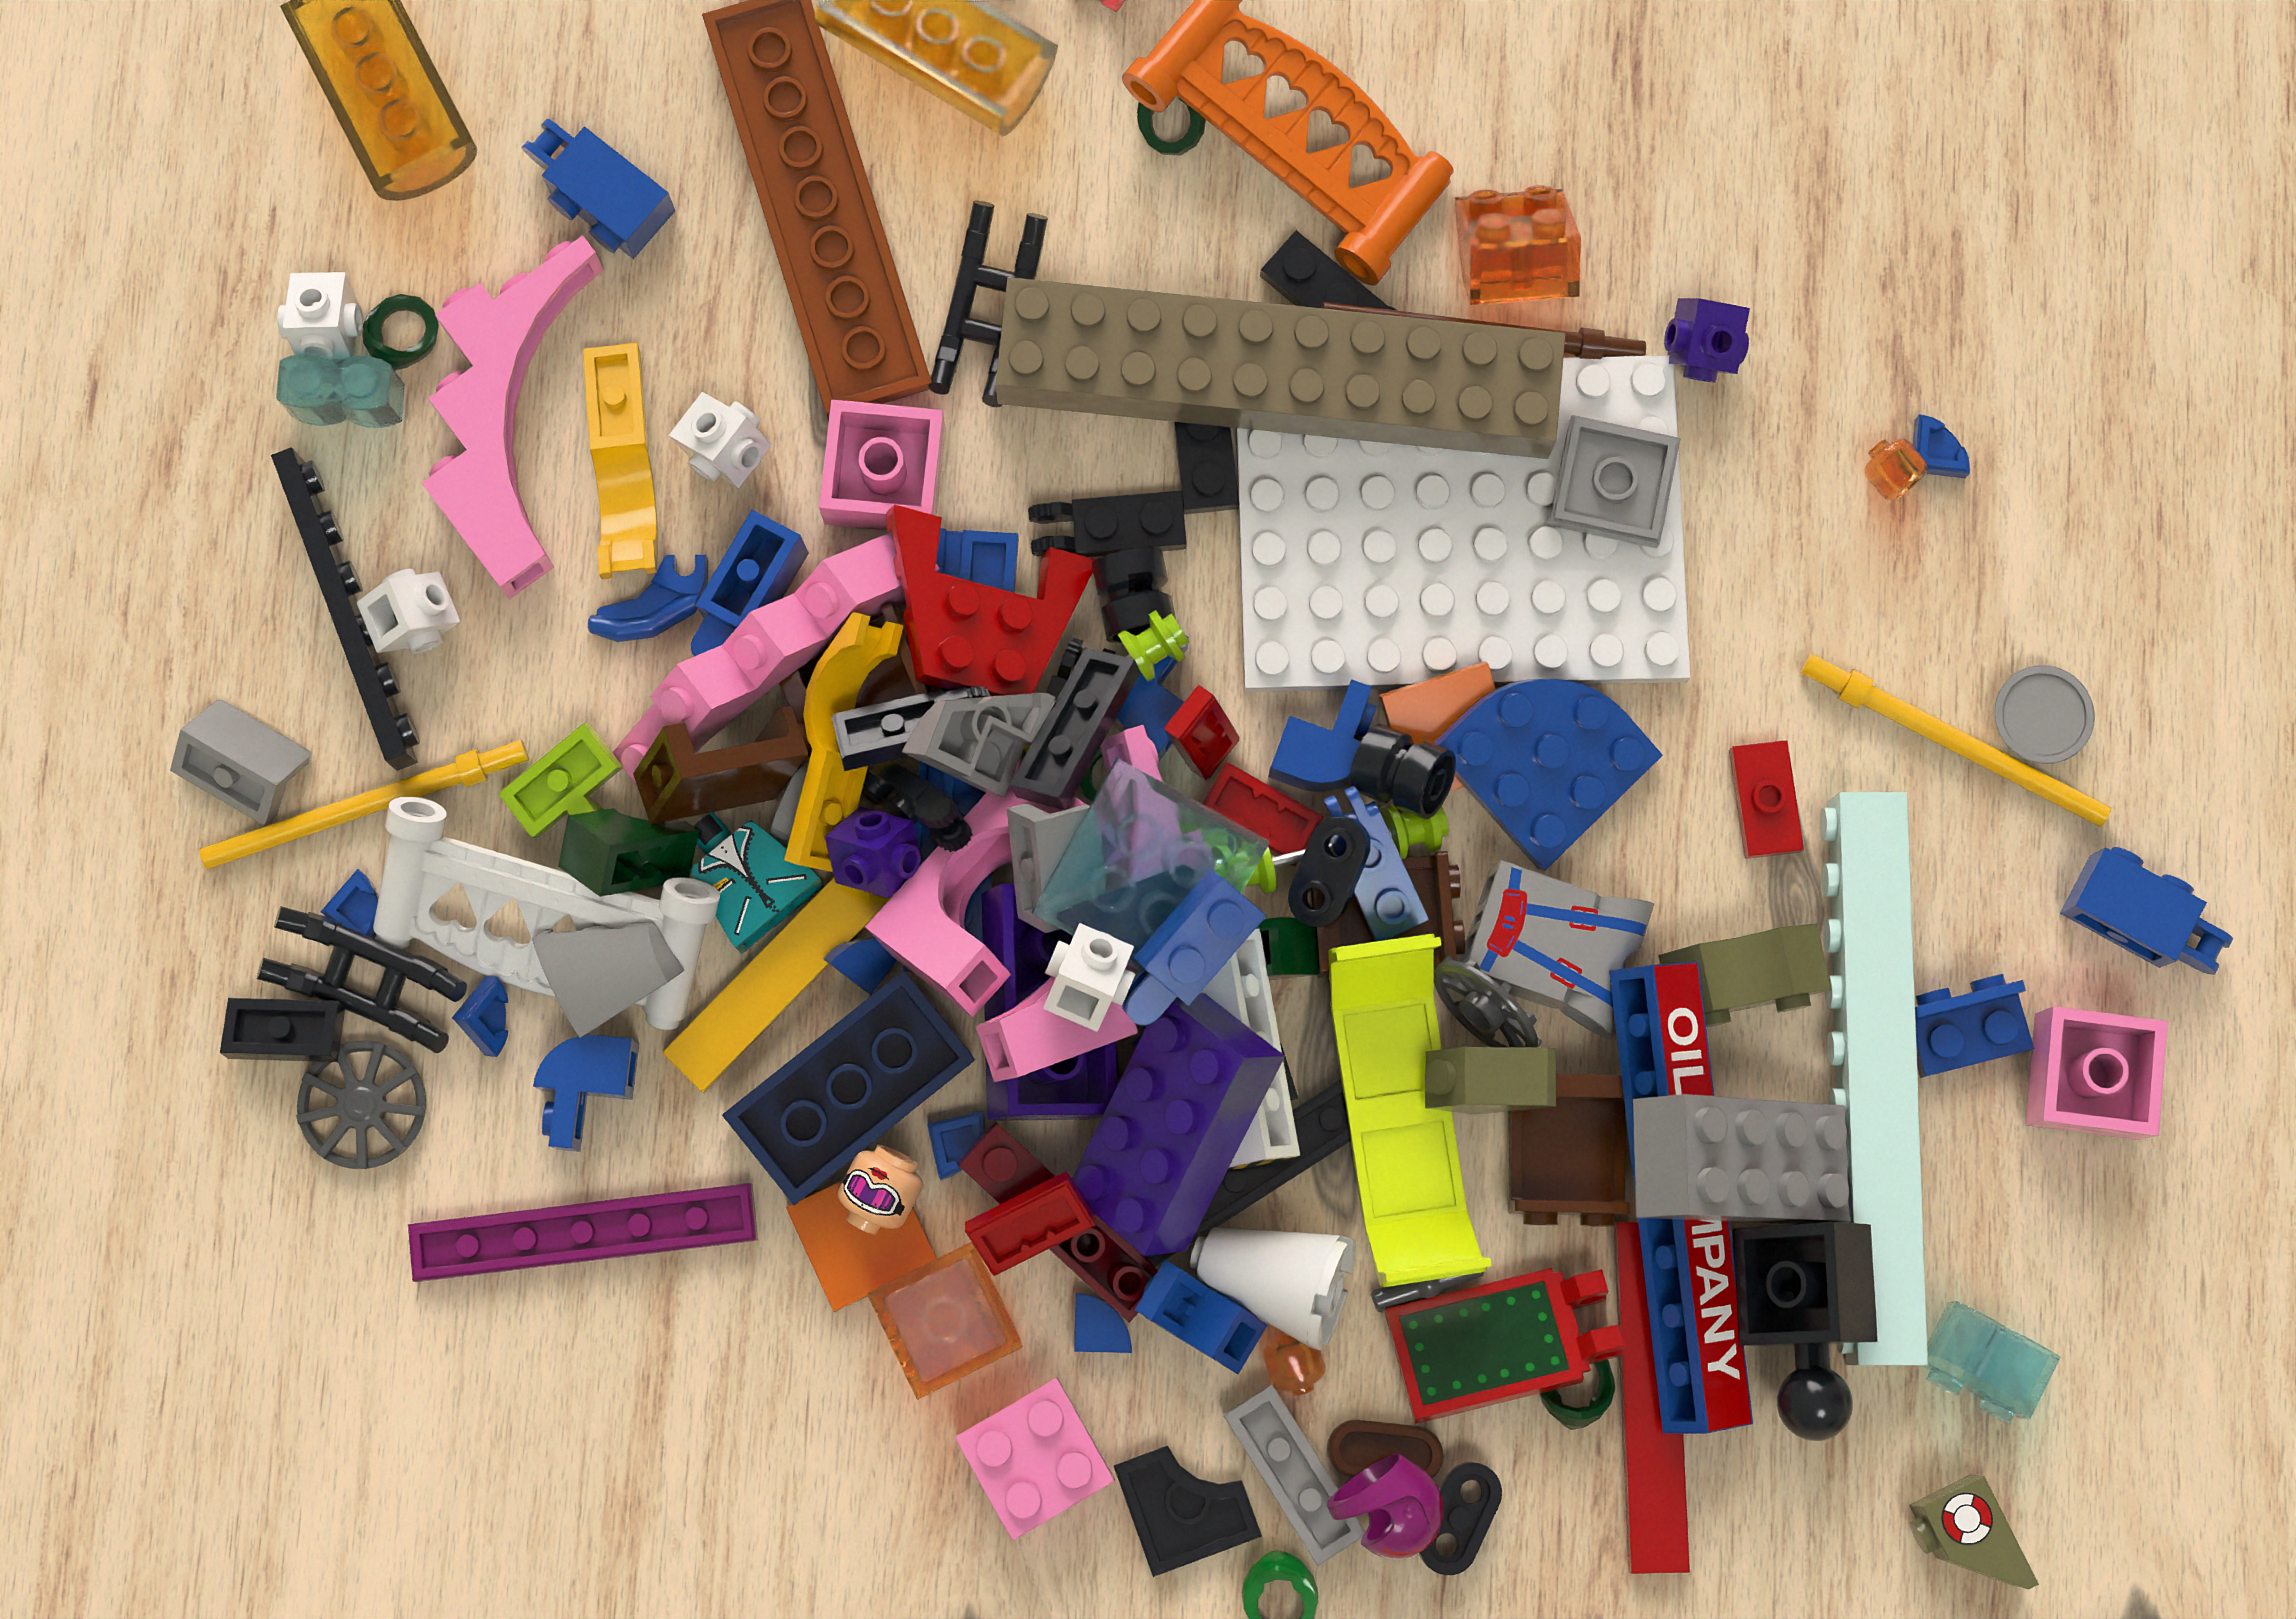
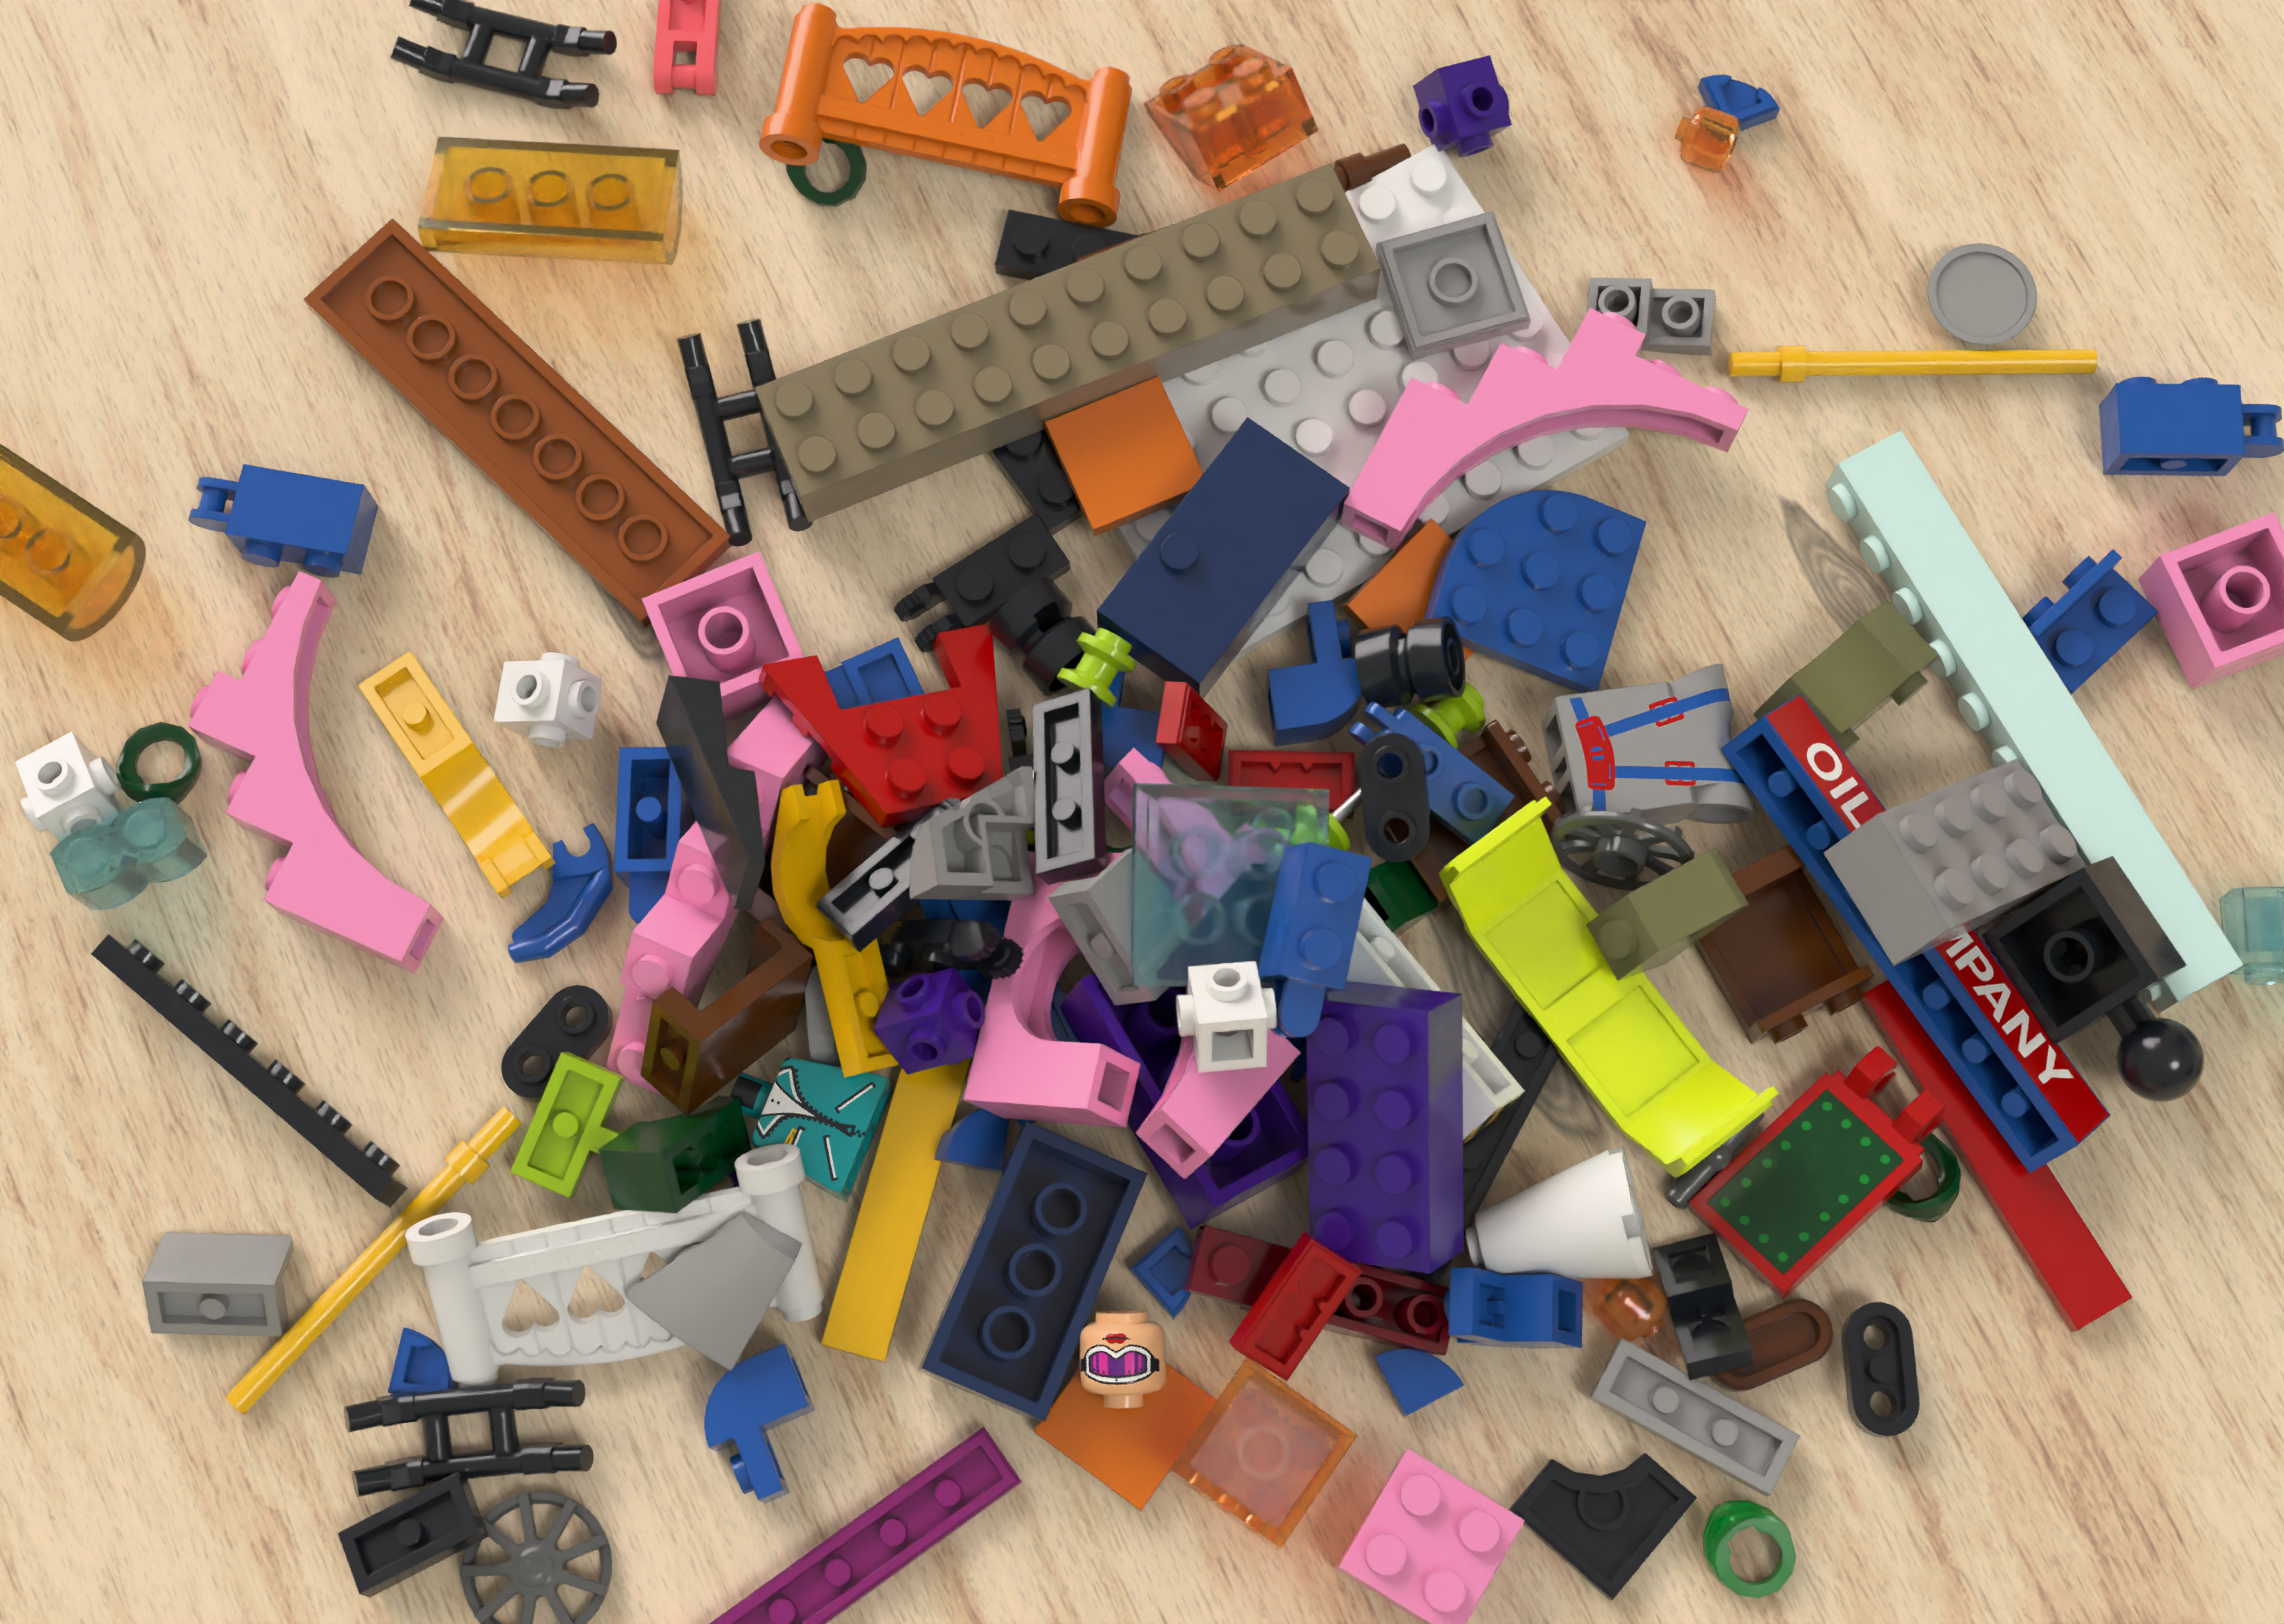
camera: 25 degrees left, 5 degrees down
(416, 604) = (319, 1037): white brick -> none
(485, 1016) = (617, 1406): blue tile -> none
(585, 705) = (549, 1036): none -> black plate
(801, 593) = (719, 795): none -> black slope
(1275, 483) = (1125, 455): none -> orange tile
(1302, 609) = (1223, 558): none -> dark blue brick
(1349, 1394) = (1702, 1306): none -> black slope
(1401, 1507) = (1817, 1386): magenta helmet -> none
(1610, 603) = (1520, 398): none -> bright pink arch
(1763, 590) = (1671, 318): none -> light grey slope
(1766, 799) = (1767, 512): red plate -> none

